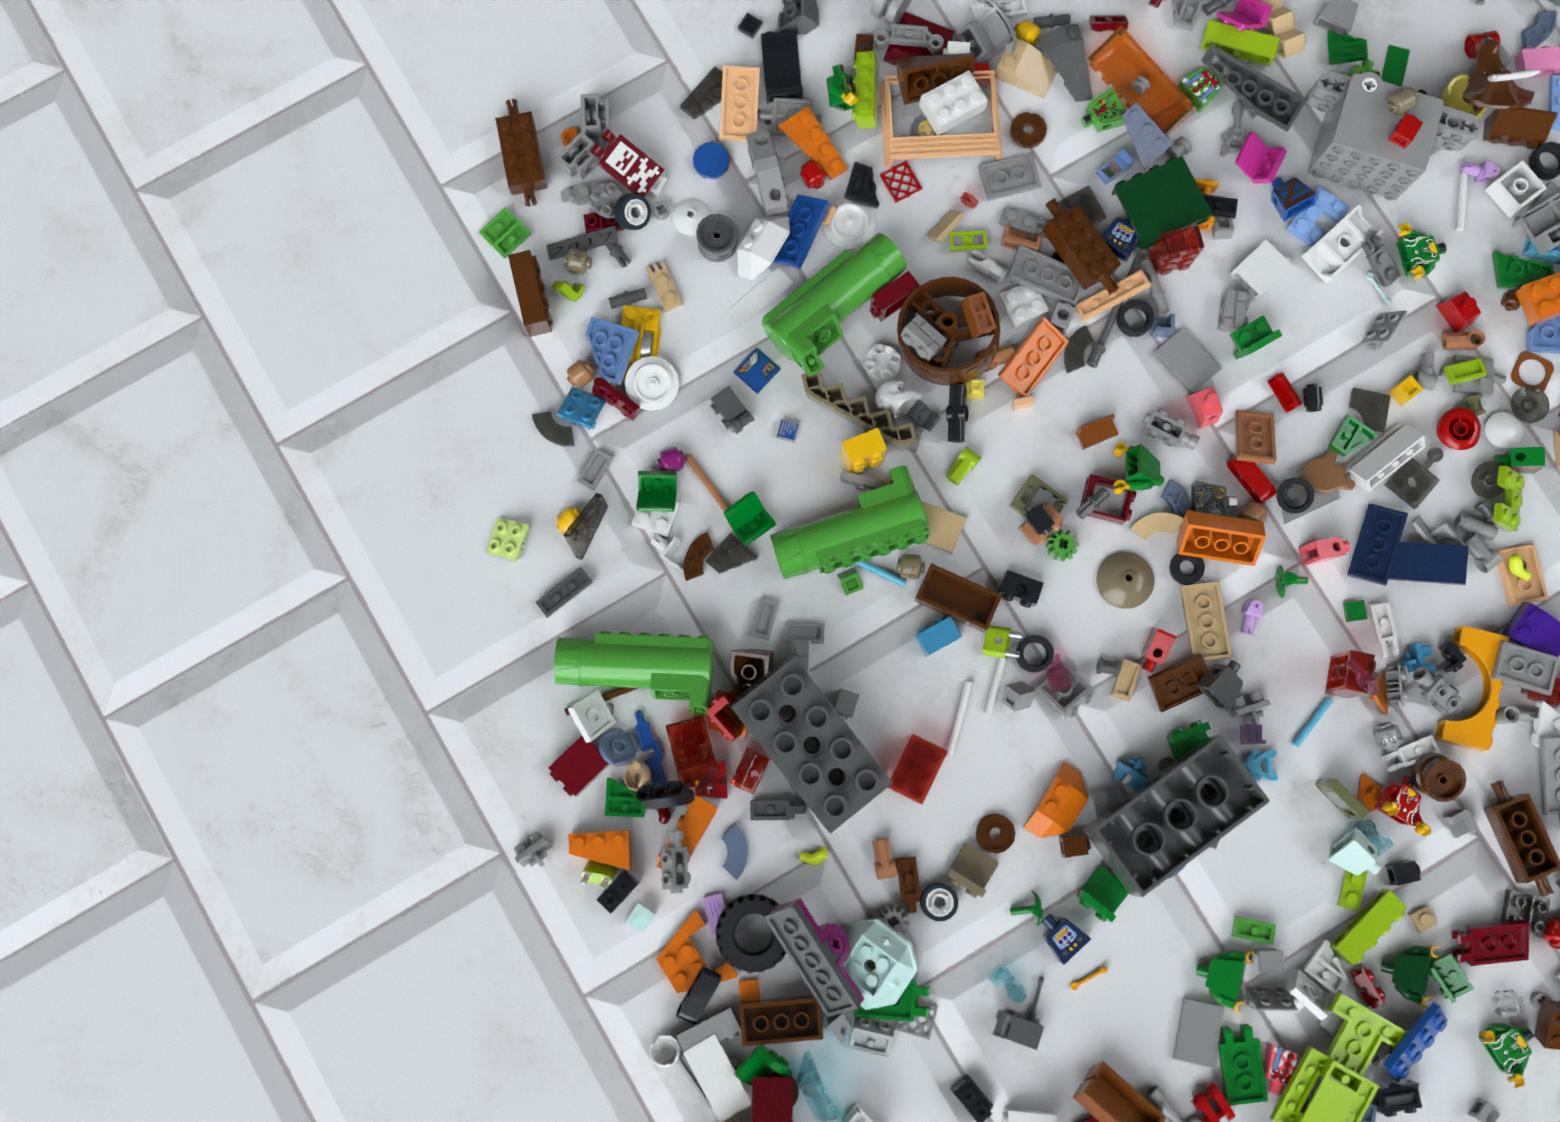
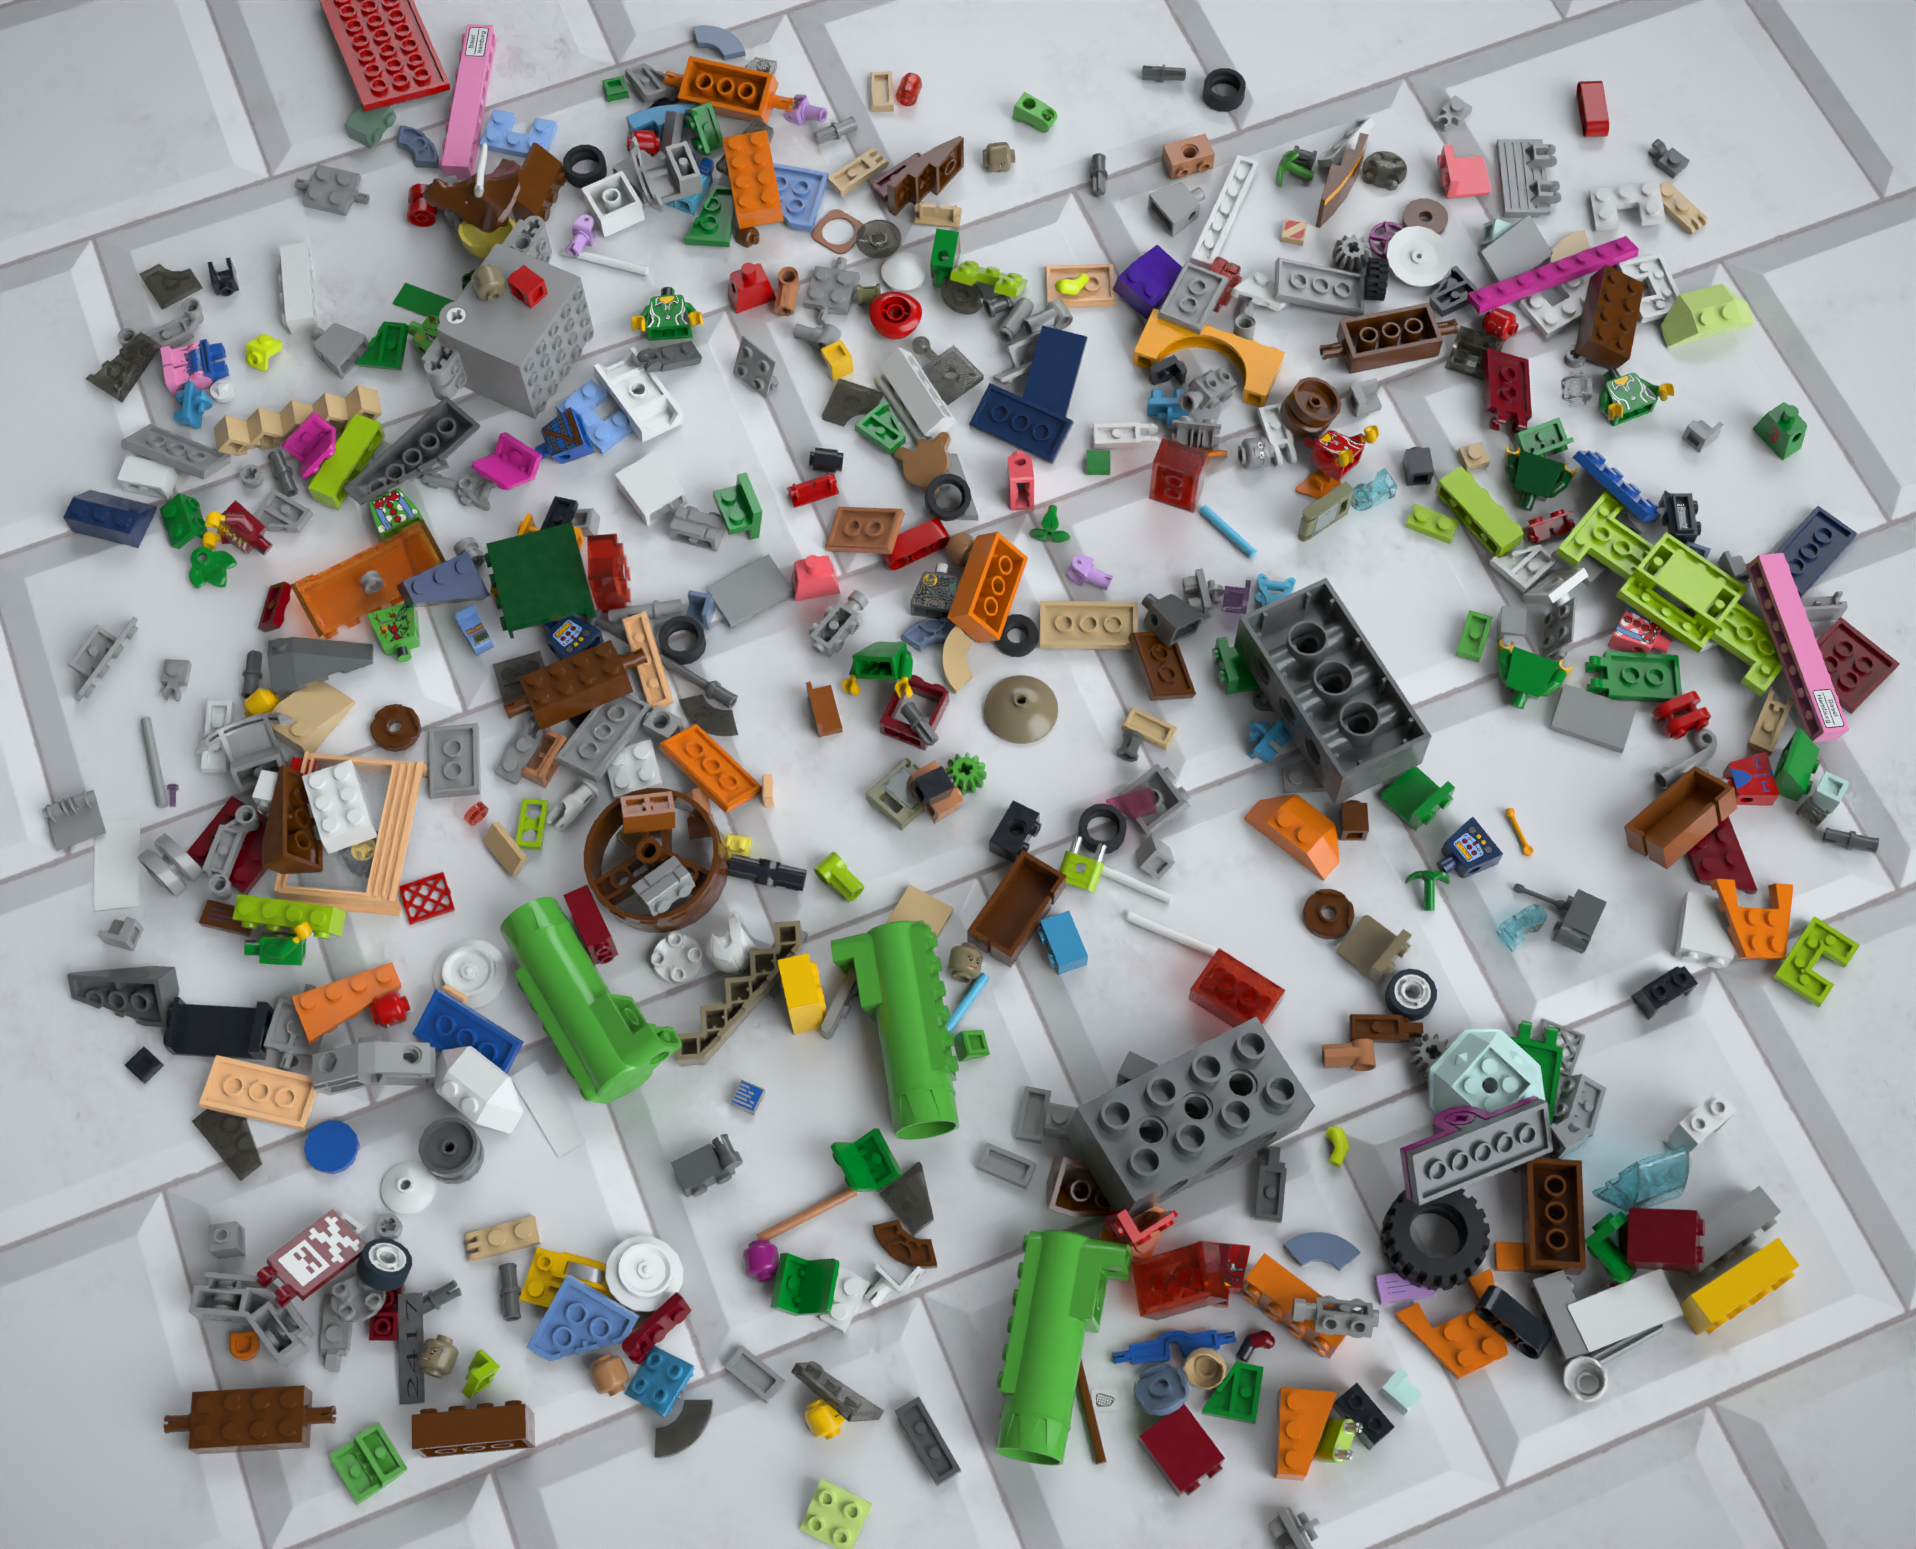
camera: 80 degrees left, 15 degrees down
(591, 715) = (1114, 1420): white tile -> none
(636, 108) = (227, 1240): none -> light grey brick
(665, 794) = (1244, 1314): black beam -> none
(750, 770) = (1215, 1210): clear red brick -> none
(756, 370) = (653, 1127): blue sticker -> none
(861, 186) = (421, 948): black wing -> none
(923, 416) = (763, 915): dark grey bracket -> none
(1157, 640) = (1115, 683): torso -> none
(1355, 853) = (1392, 510): light aqua torso -> none
(1364, 678) = (1190, 451): clear pink tile -> none
(1370, 276) = (684, 374): light aqua hinge -> none
(1465, 371) = (826, 294): lime tile -> none

